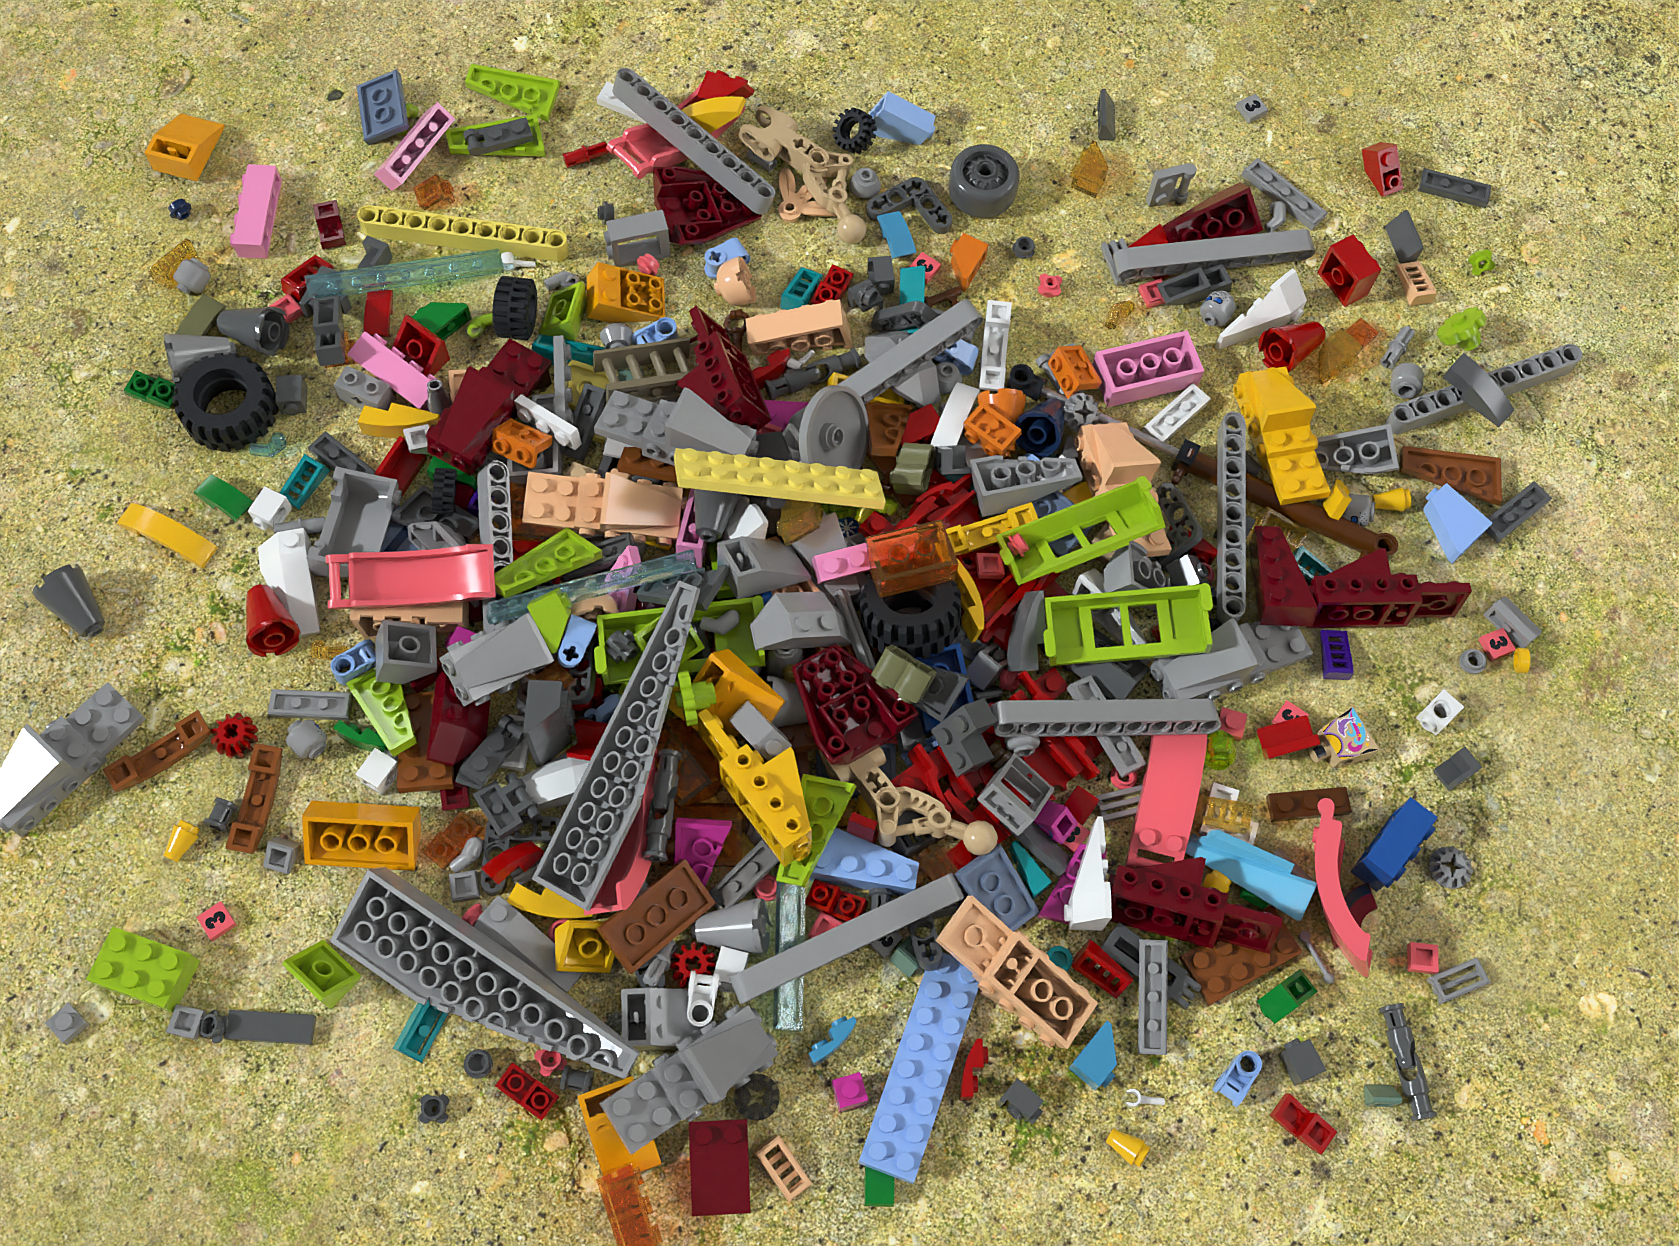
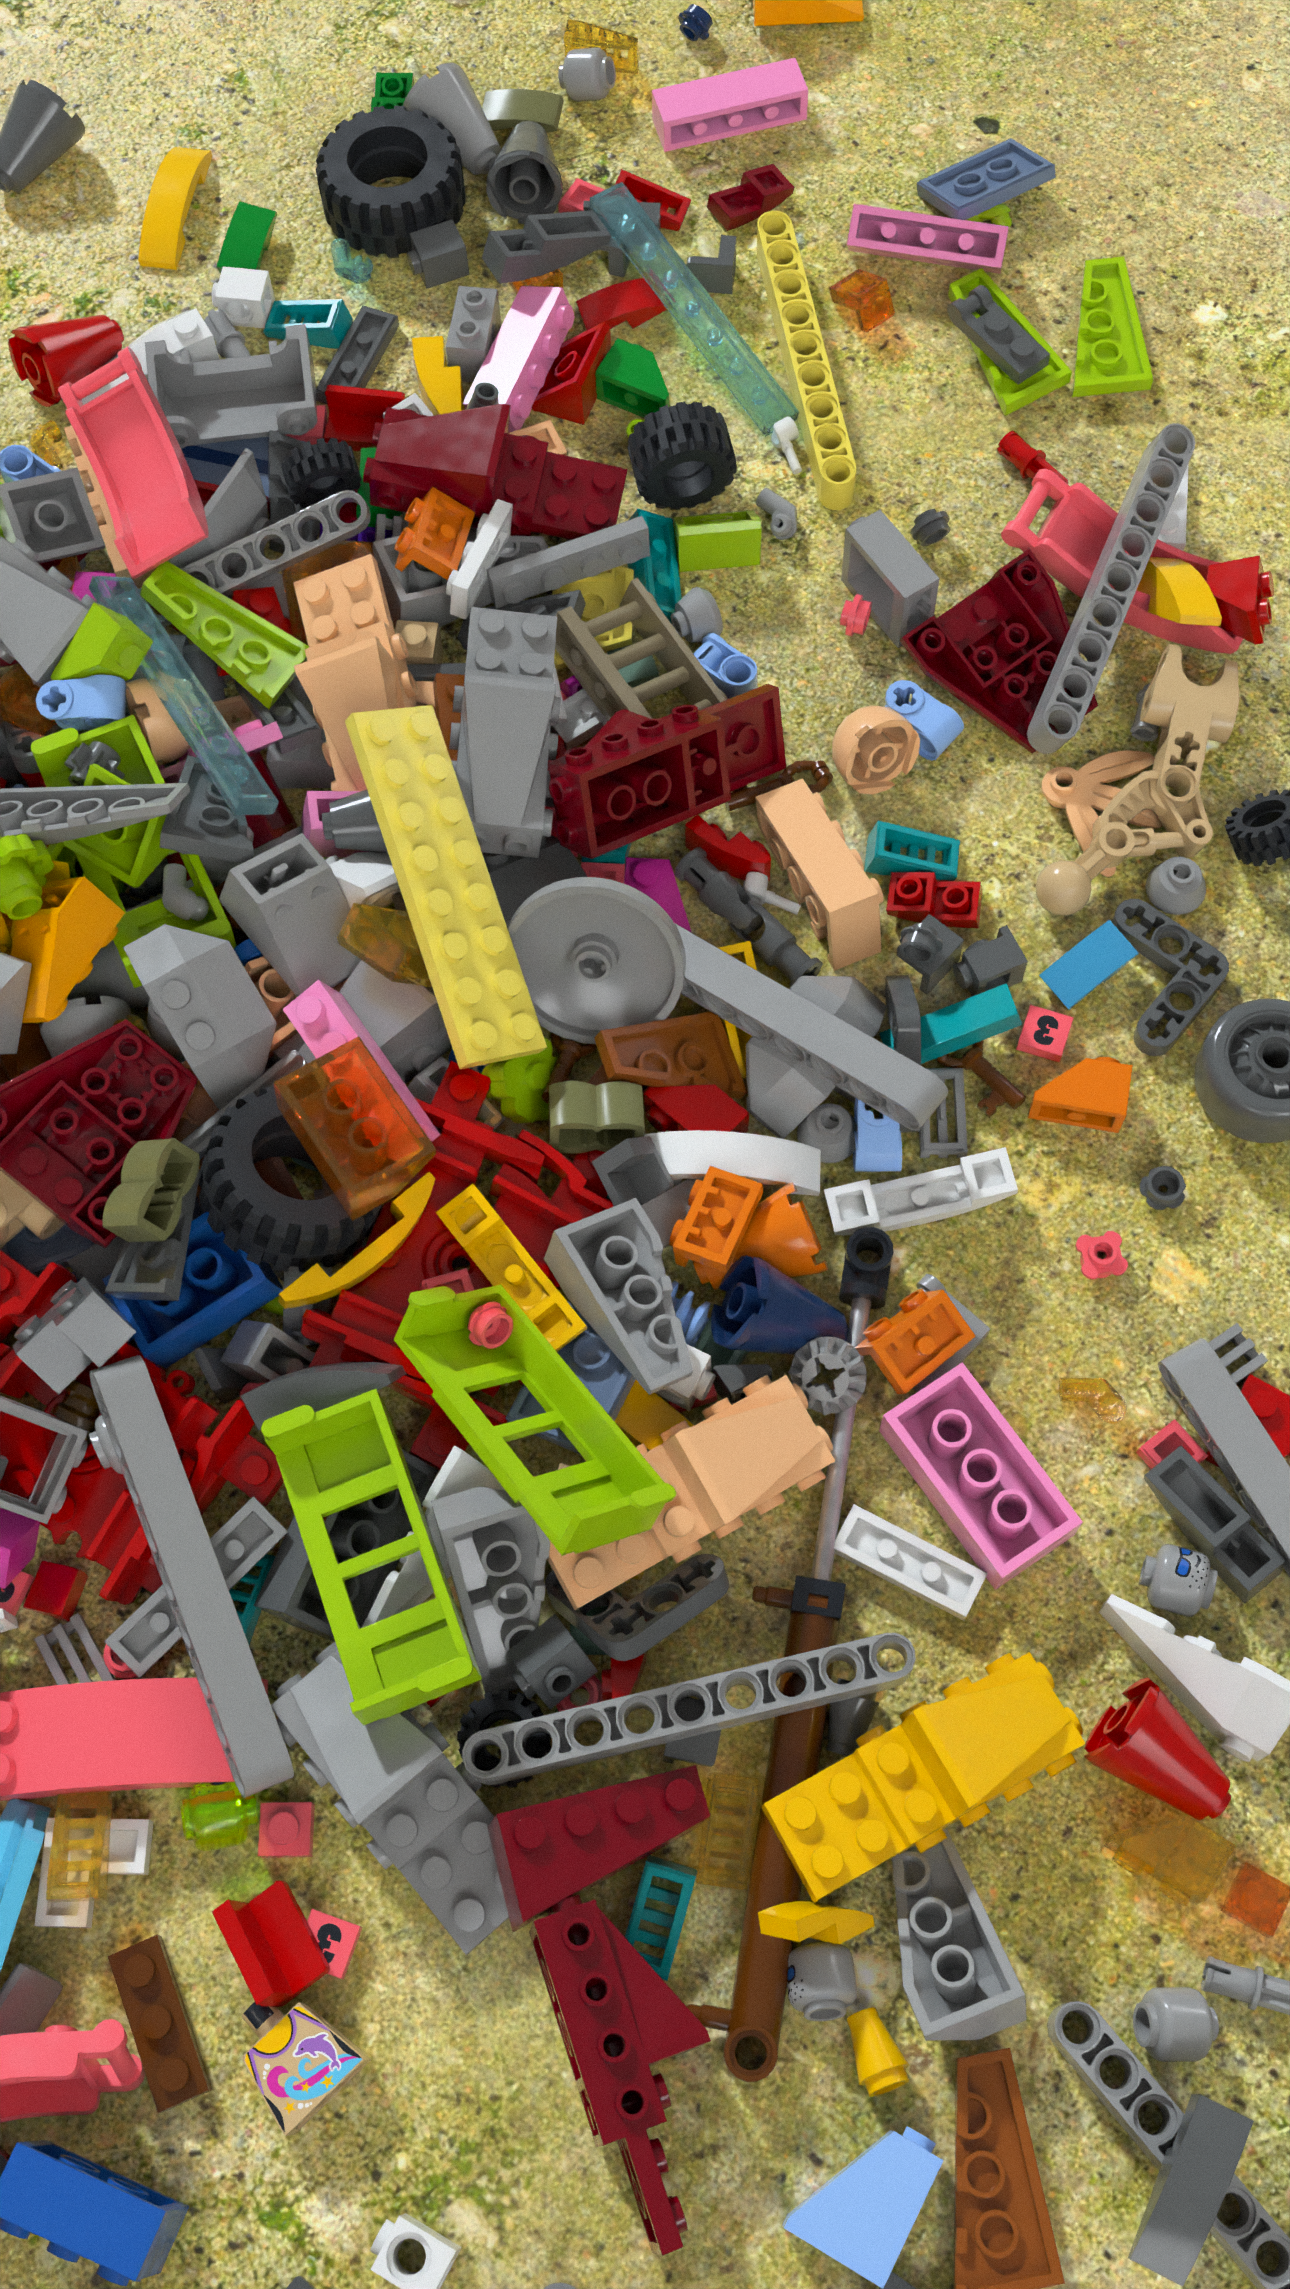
camera: 80 degrees right, 0 degrees up
(624, 295) = (786, 604): light orange slope -> none
(1330, 672) = (445, 2017): dark purple slope -> none

